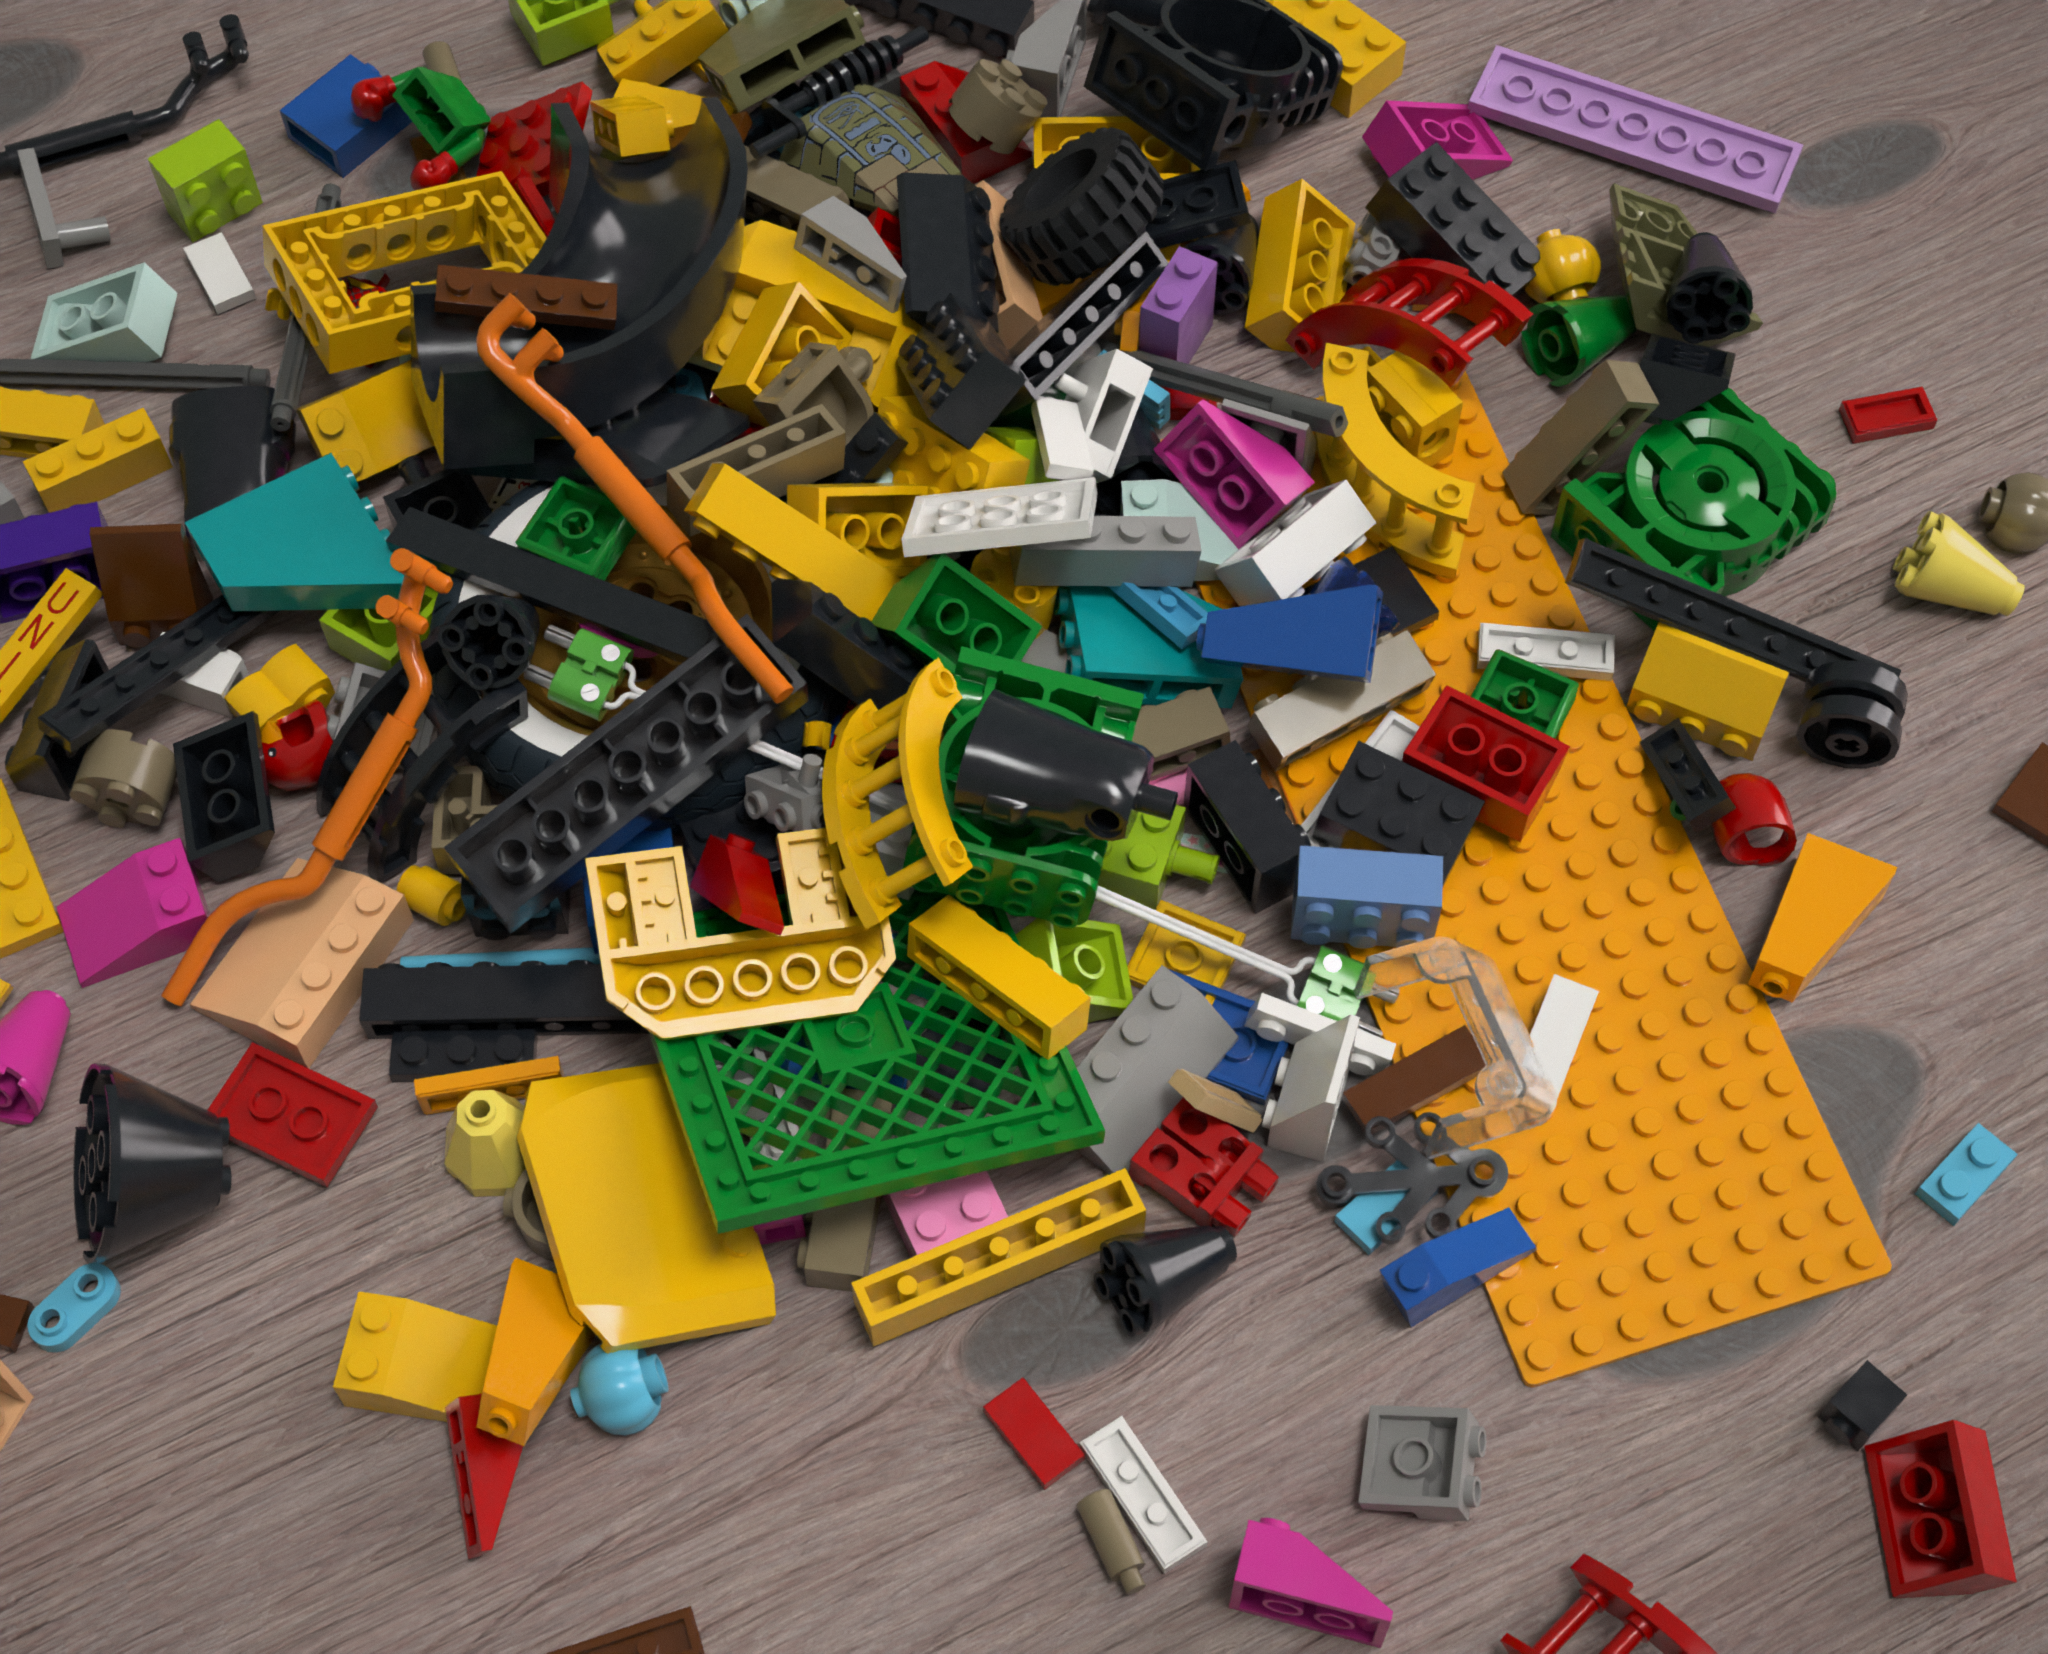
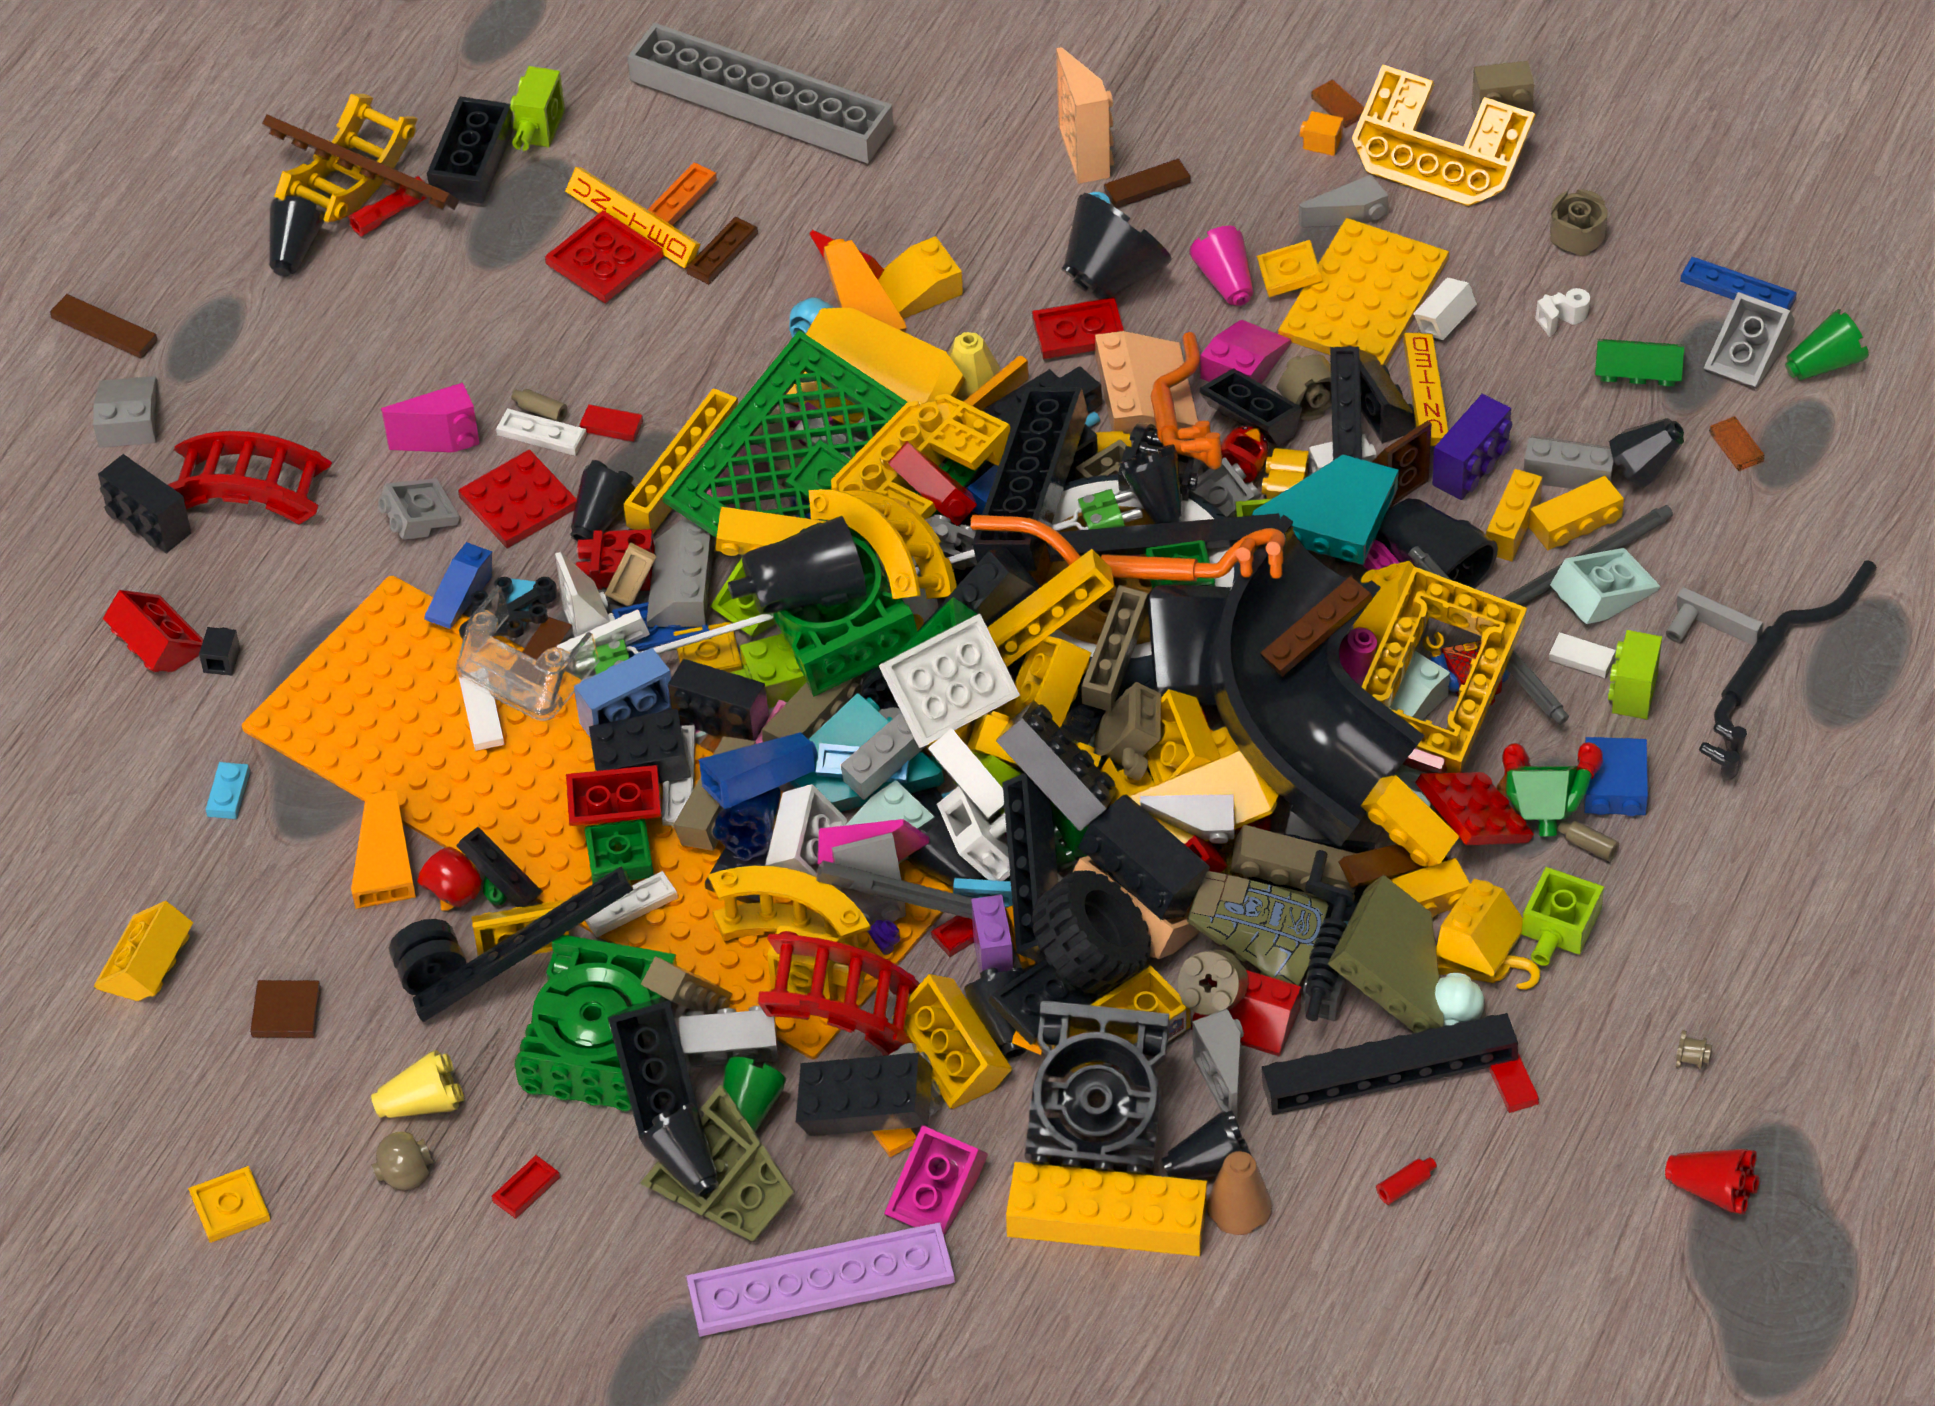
camera: 145 degrees right, 10 degrees down
(1259, 1392) = (518, 498): none -> red plate
(1535, 379) = (717, 1037): none -> light grey brick
(1566, 268) = (788, 1132): yellow plant -> none

